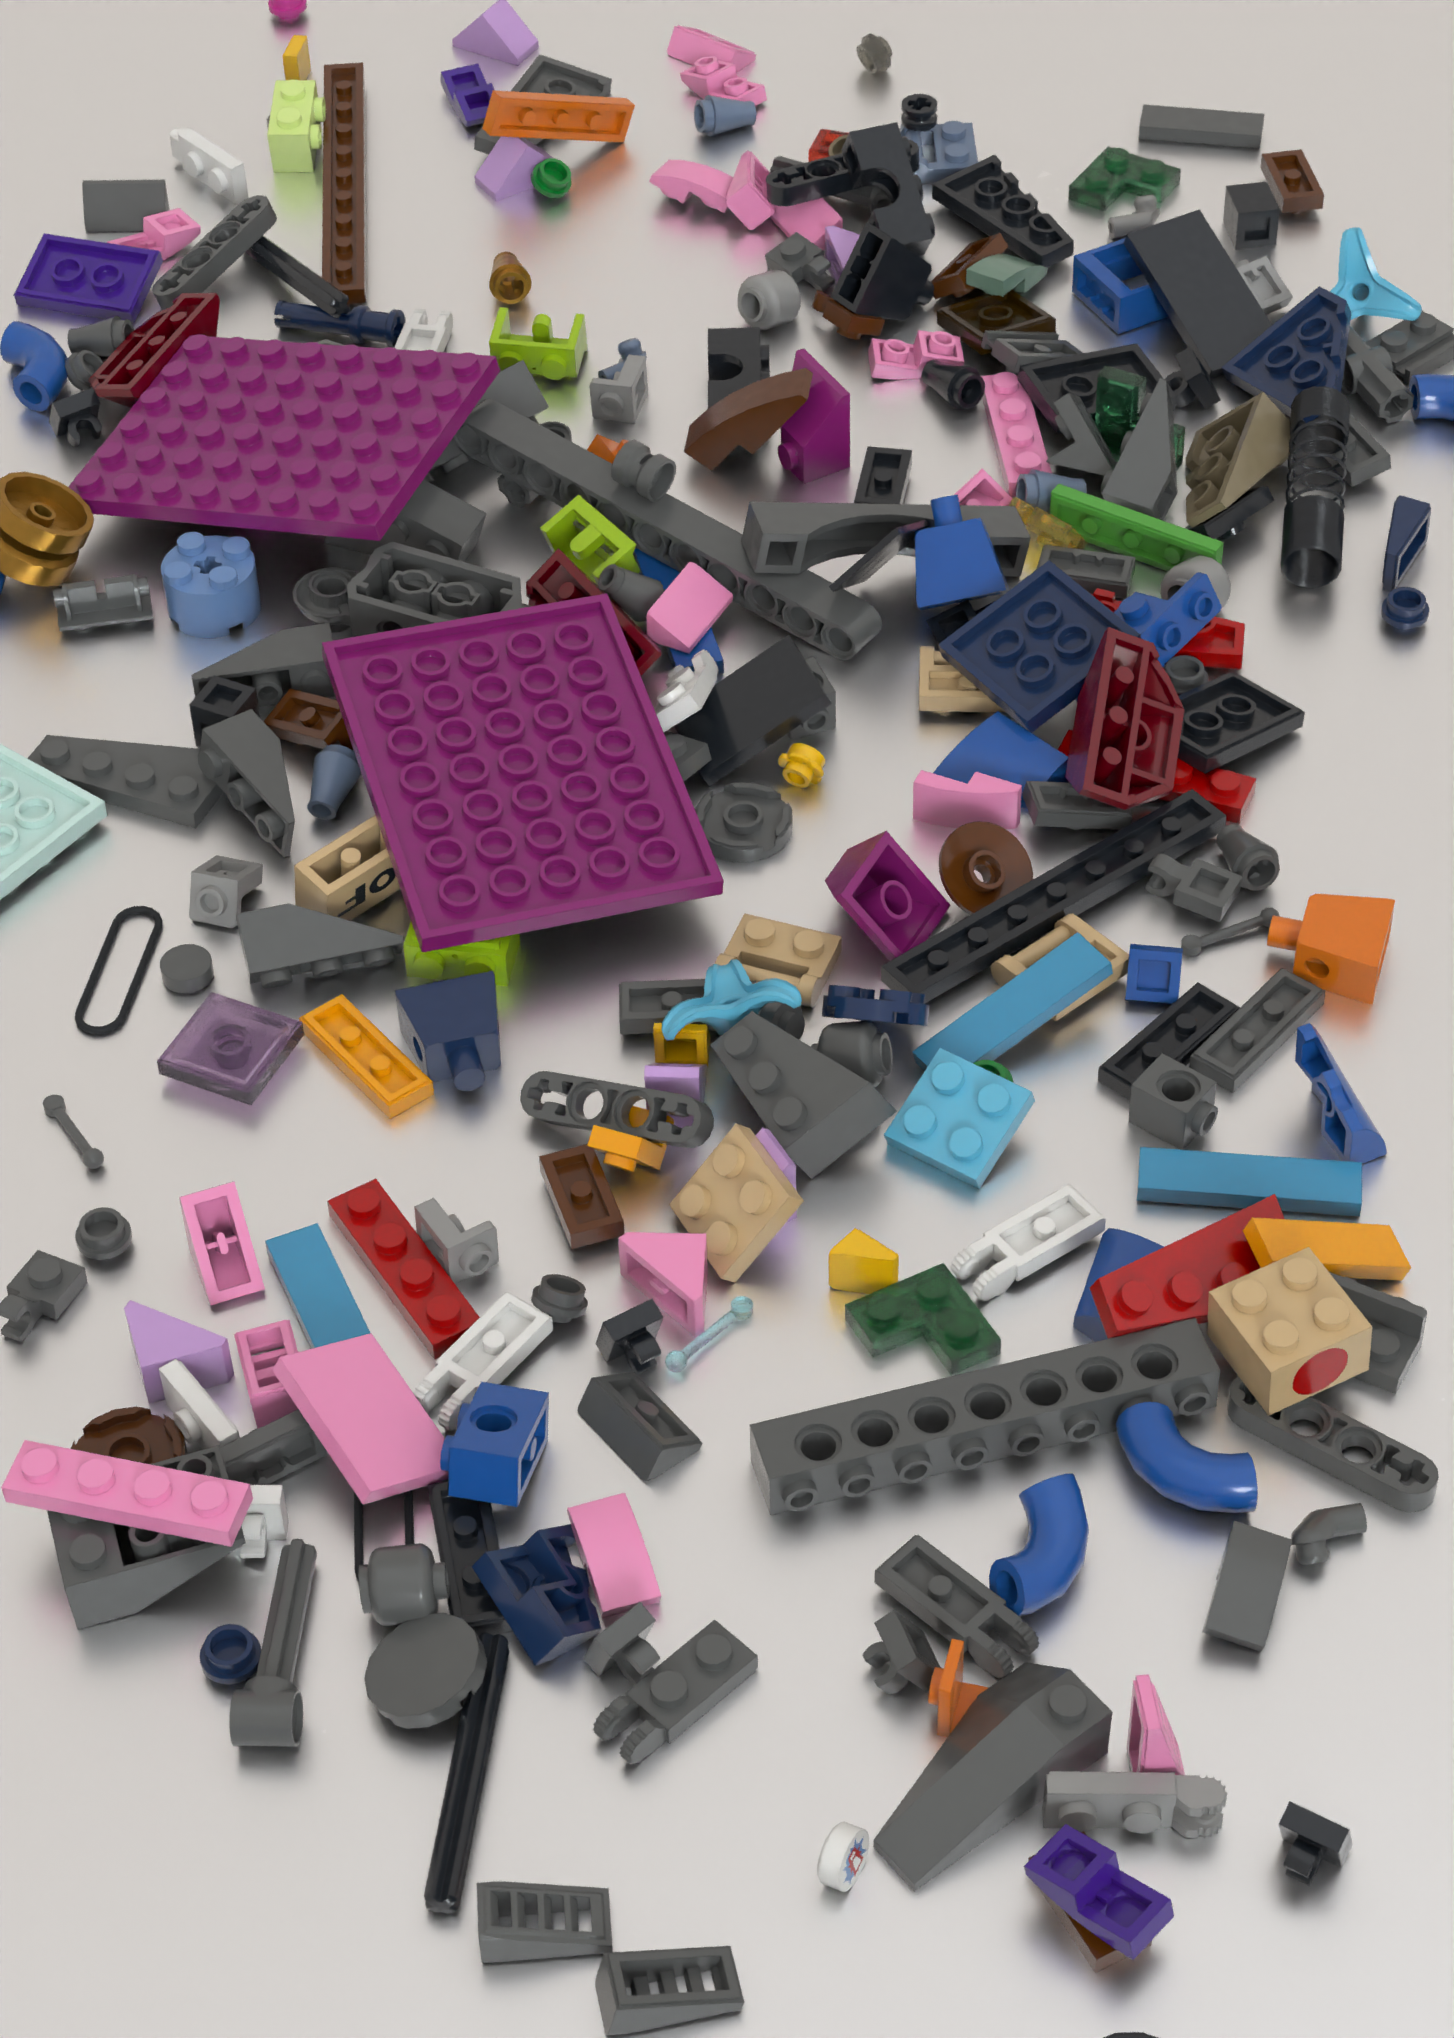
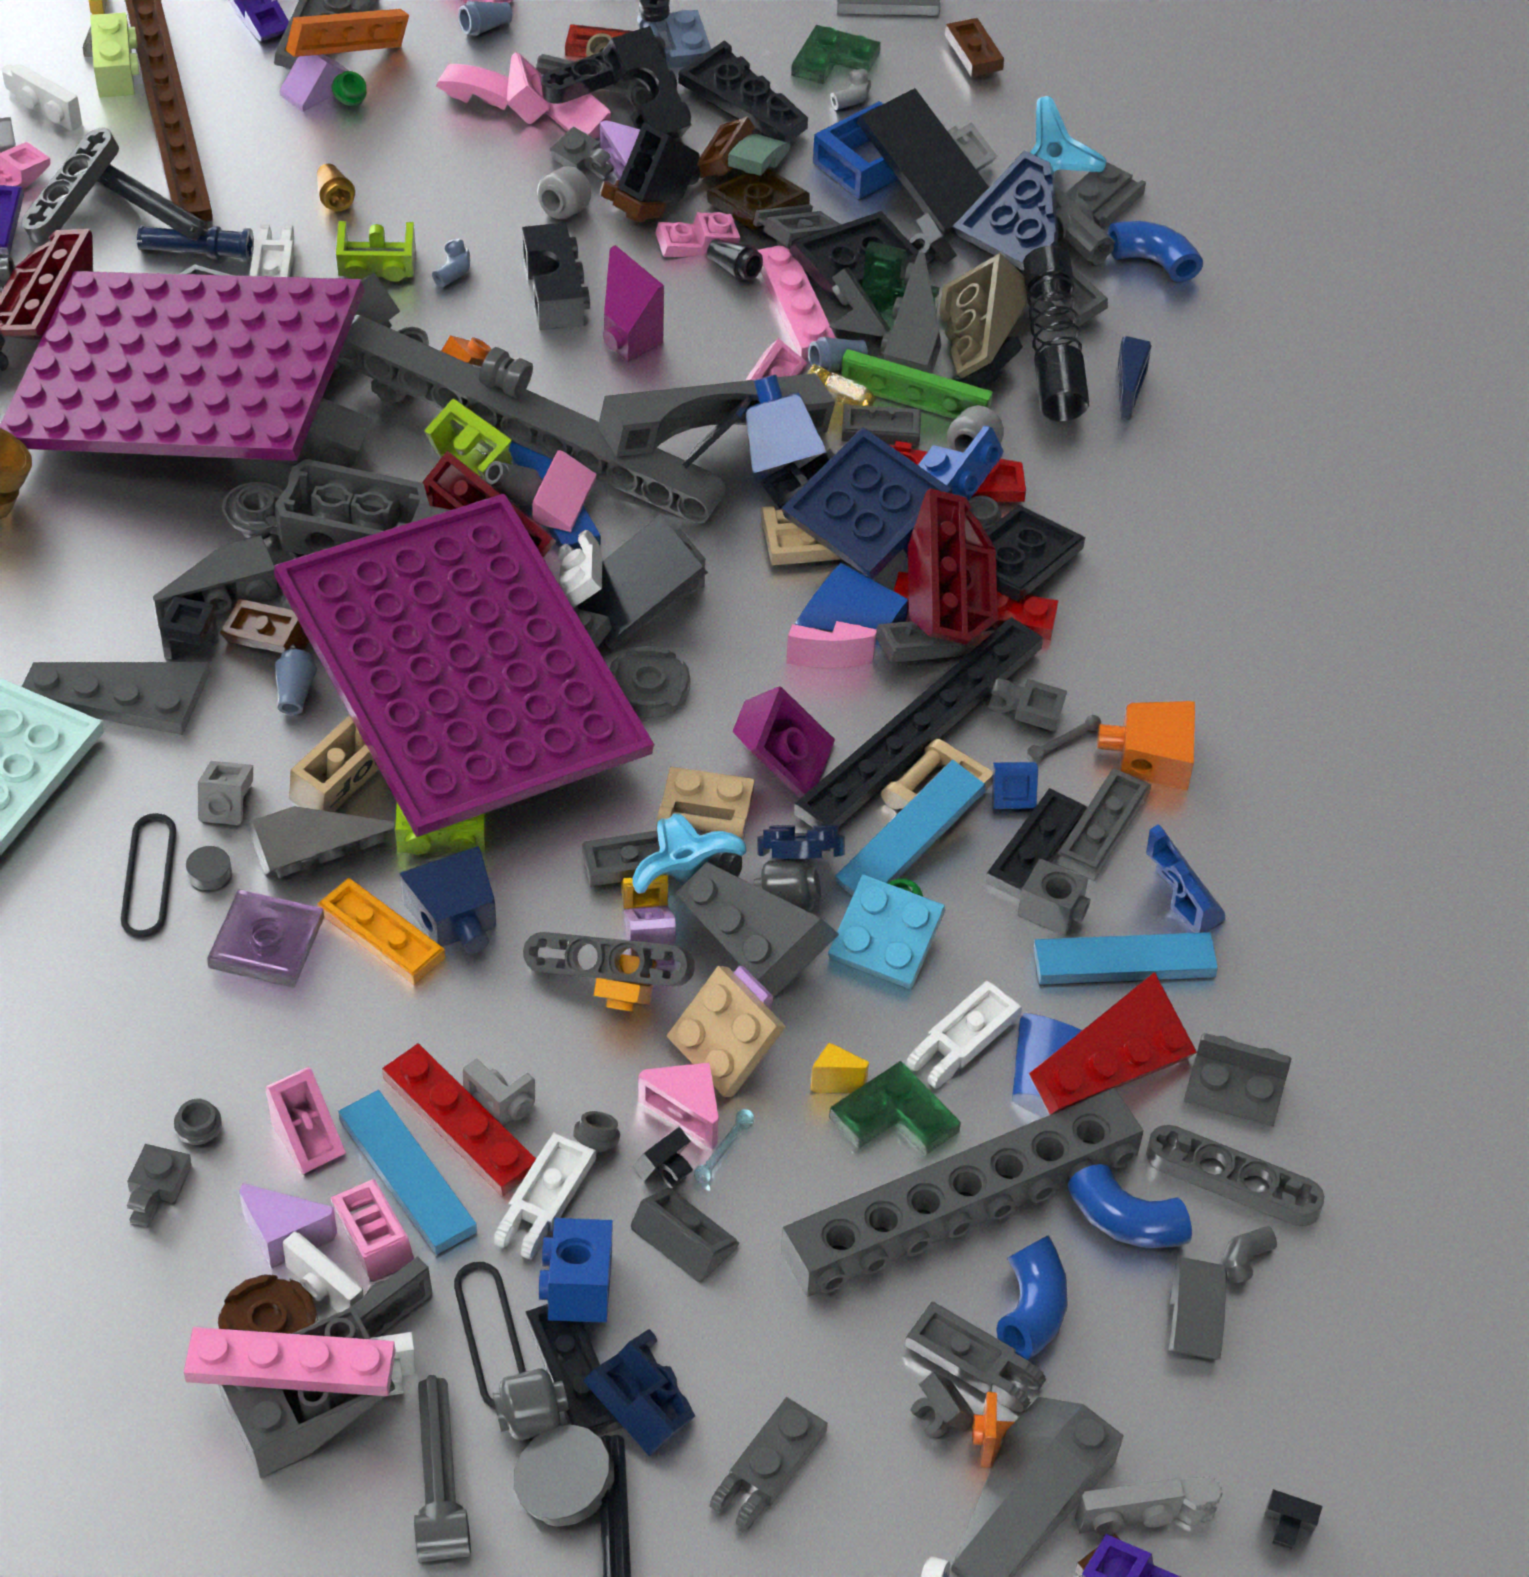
camera: 15 degrees left, 5 degrees up
(55, 1107) = (124, 1008): dark grey hinge -> none
(81, 607) = (39, 537): dark grey hinge -> none
(211, 584) = (145, 506): medium blue brick -> none
(230, 1654) = (397, 1484): dark blue plate -> none
(250, 769) = (226, 681): dark grey slope -> none
(364, 1417) = (465, 1261): bright pink tile -> none
(581, 1196) = (593, 1037): reddish brown plate -> none
(614, 1554) = (693, 1350): bright pink slope -> none
(624, 395) = (458, 295): light grey bracket -> none
(625, 1645) = (721, 1431): dark grey tile -> none
(747, 417) = (576, 309): reddish brown slope -> none
(802, 765) = (687, 625): yellow plate -> none
(884, 476) = (697, 355): black plate -> none
(990, 852) = (867, 695): reddish brown dish -> none
(1150, 1735) = (1152, 1450): bright pink slope -> none
(1248, 857) = (1067, 672): dark grey cone -> none
(1251, 215) = (948, 82): black panel -> none
(1289, 1330) = (1191, 1090): tan brick -> none
(1343, 1248) = (1202, 1011): light orange tile -> none
(1405, 608) = (1144, 435): dark blue plate -> none

